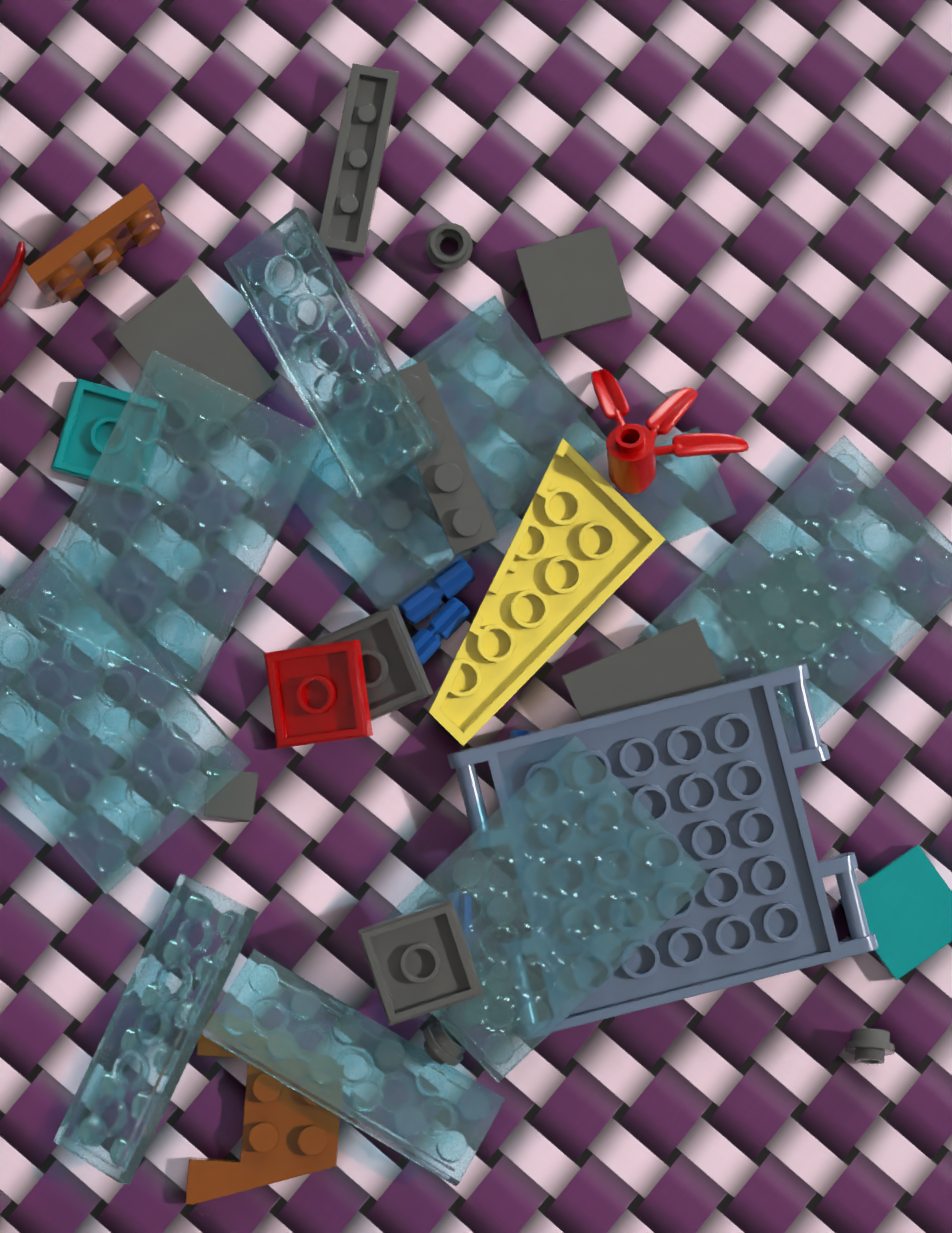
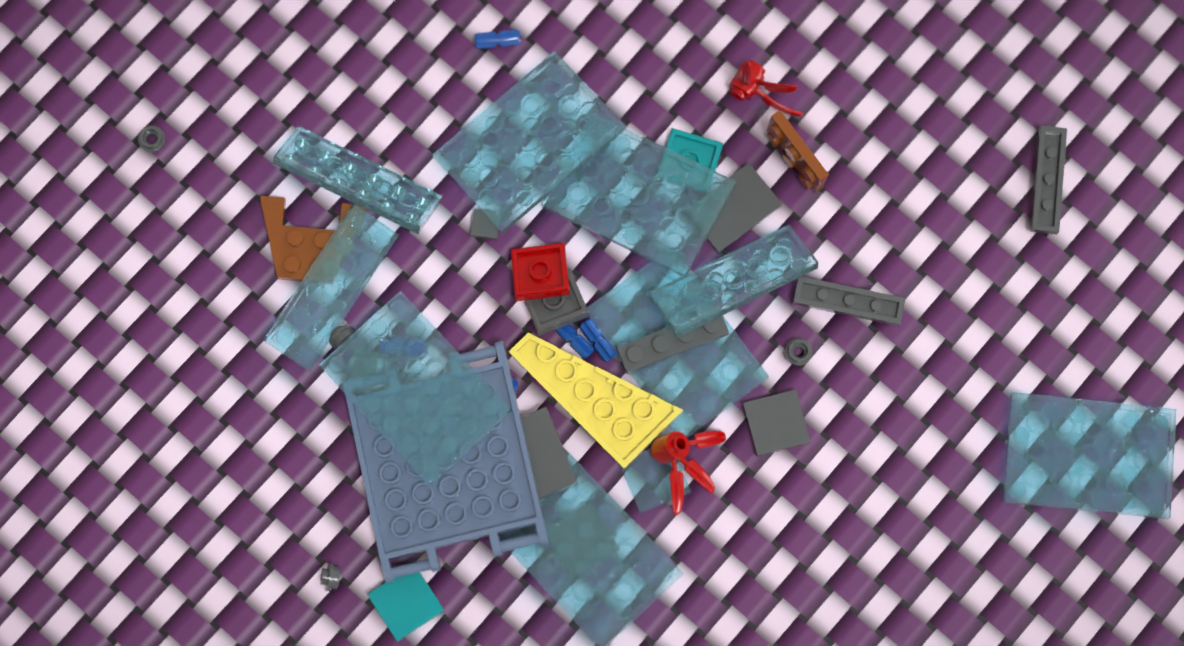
camera: 90 degrees right, 5 degrees down
(420, 962) = (386, 320): dark grey tile -> none

